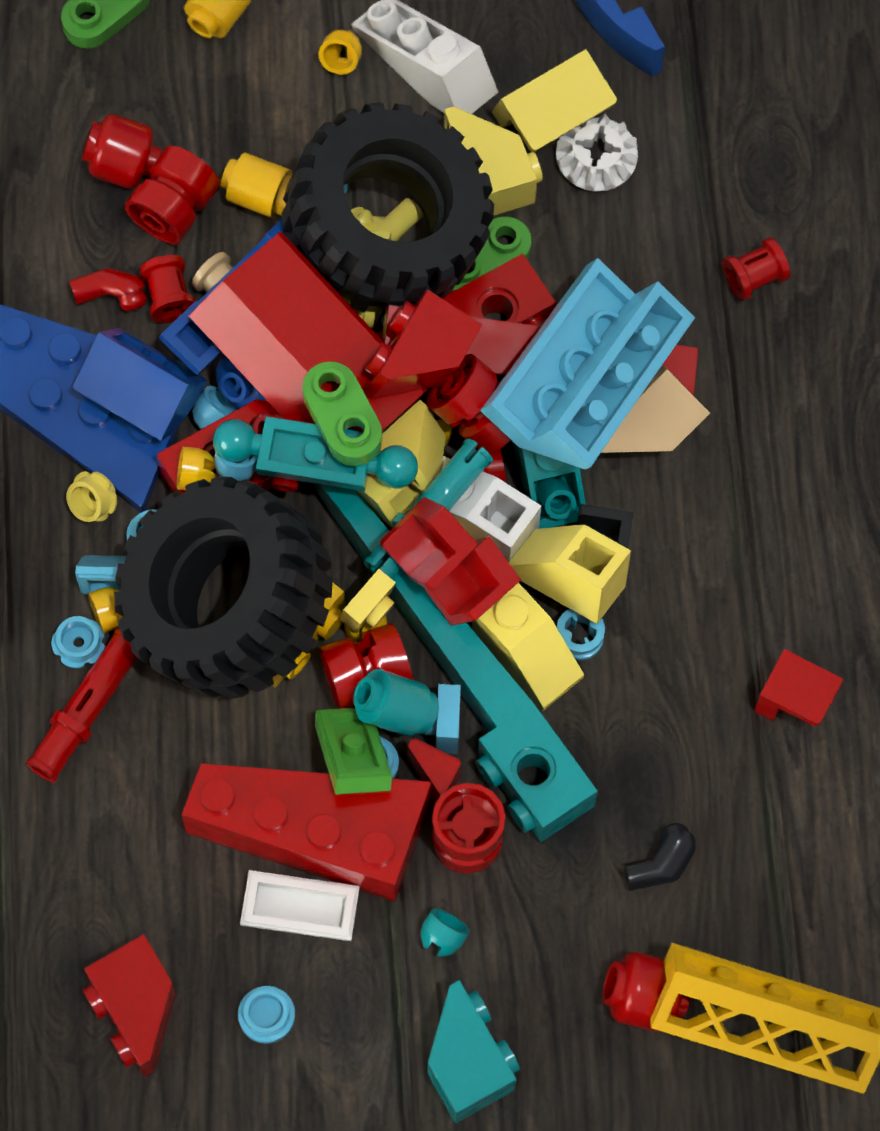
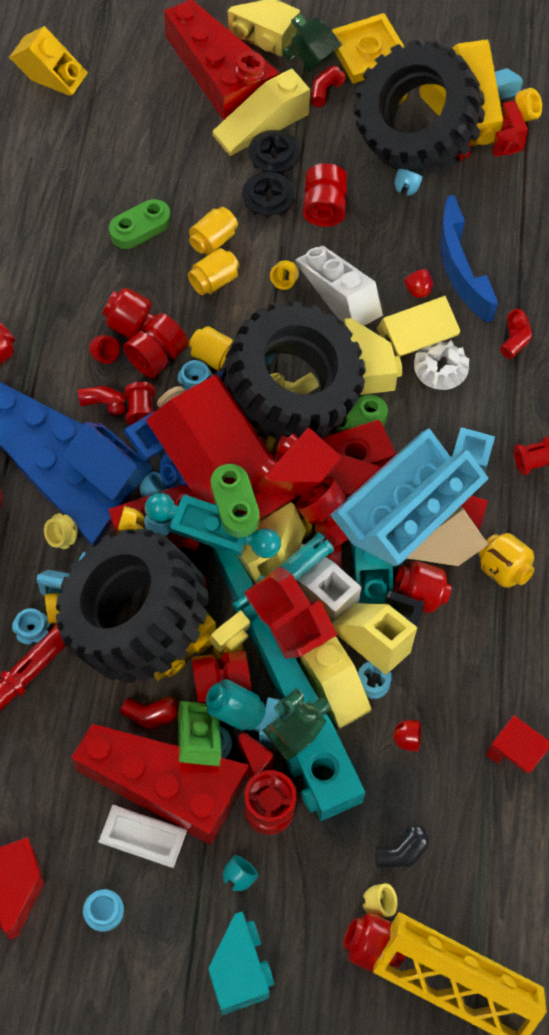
camera: 10 degrees right, 5 degrees down
(95, 212) = (104, 349): none -> red hinge
(234, 65) = (213, 271): none -> yellow brick
(237, 220) = (193, 369): none -> medium azure plate
(278, 737) = (152, 715): none -> red arm
(489, 720) = (298, 726): none -> clear green piece
(543, 33) = (419, 283): none -> red hinge
(627, 485) = (423, 583): none -> red head
(642, 702) = (408, 735): none -> red hinge
(643, 933) = (382, 893): none -> light yellow hinge
(668, 267) = (477, 444): none -> medium azure plate
(703, 86) = (519, 332): none -> red arm
(739, 430) = (507, 560): none -> yellow head

